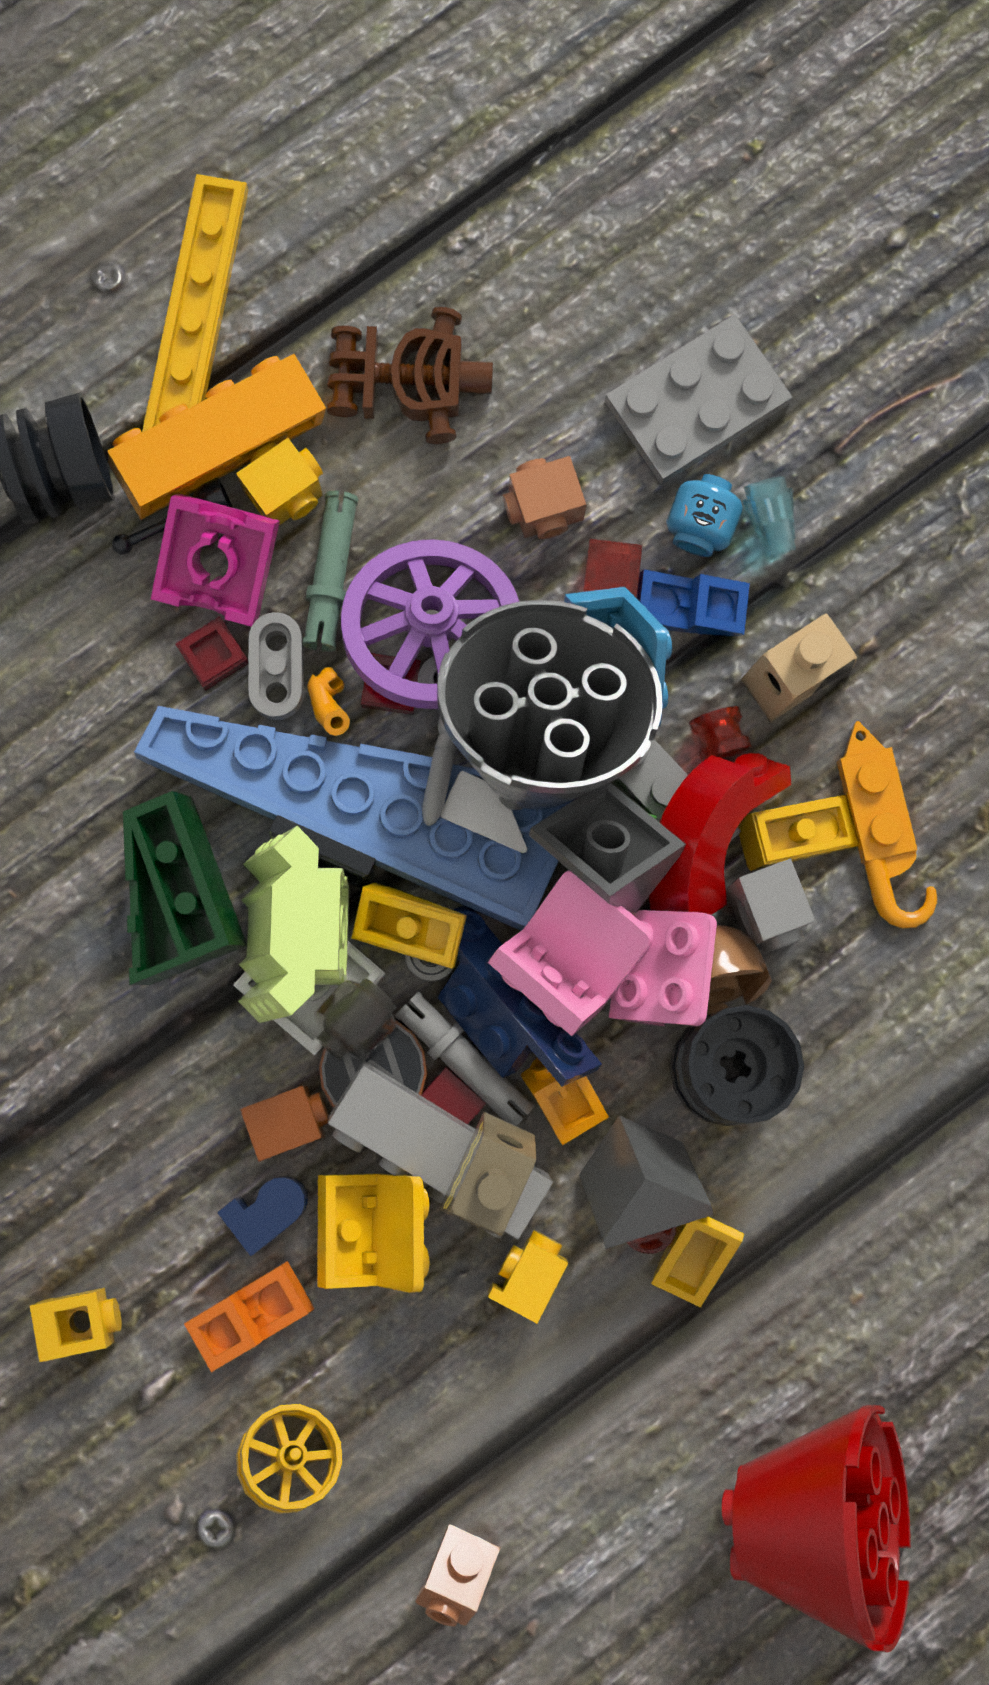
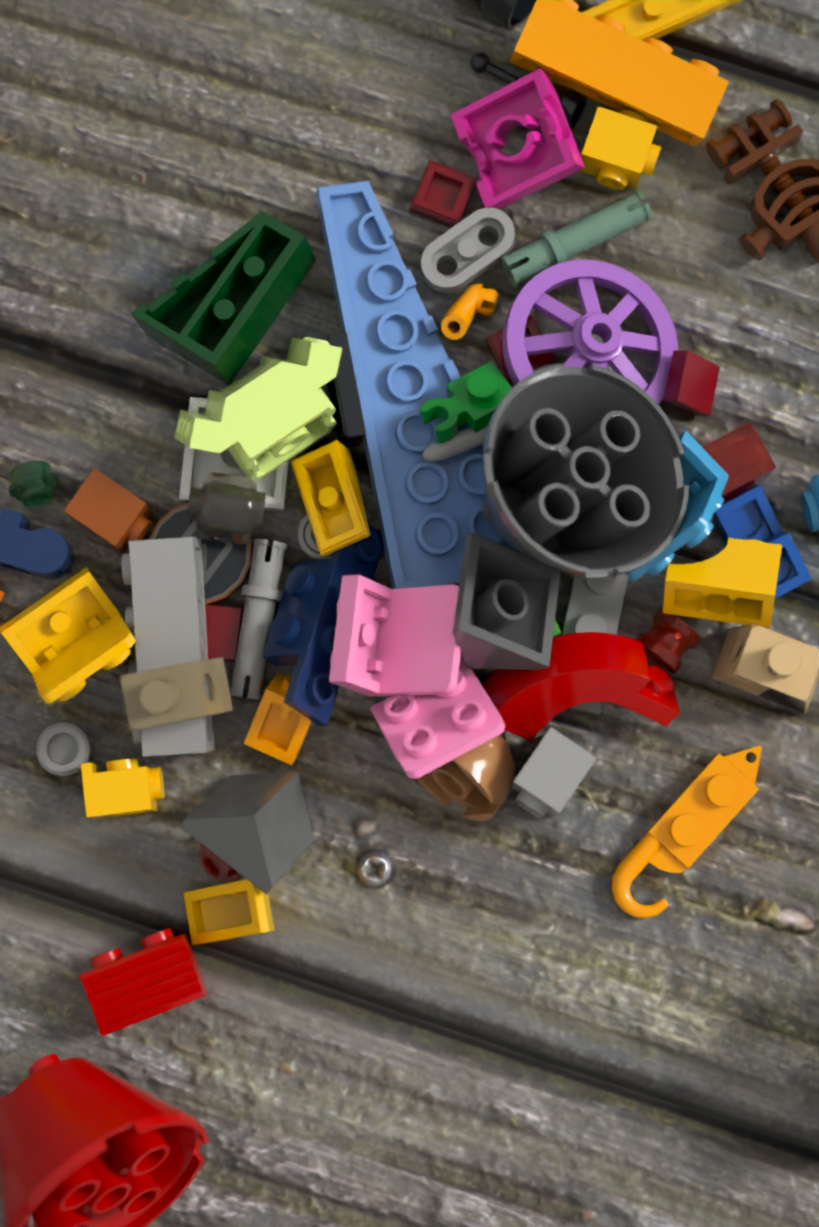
camera: 60 degrees right, 0 degrees up
(212, 1171) = (33, 483): none -> clear green plate
(409, 748) = (469, 401): none -> green plate
(459, 1302) = (63, 749): none -> light grey tile
(481, 811) = (463, 493): white sticker -> none
(520, 564) = (691, 383): none -> dark red tile
(544, 497) = (760, 363): nougat brick -> none
(706, 1371) = (144, 982): none -> red brick
(719, 650) = (728, 587): none -> yellow arch
(763, 1053) = (426, 855): black wheel -> none
(797, 832) = (634, 761): yellow slope -> none

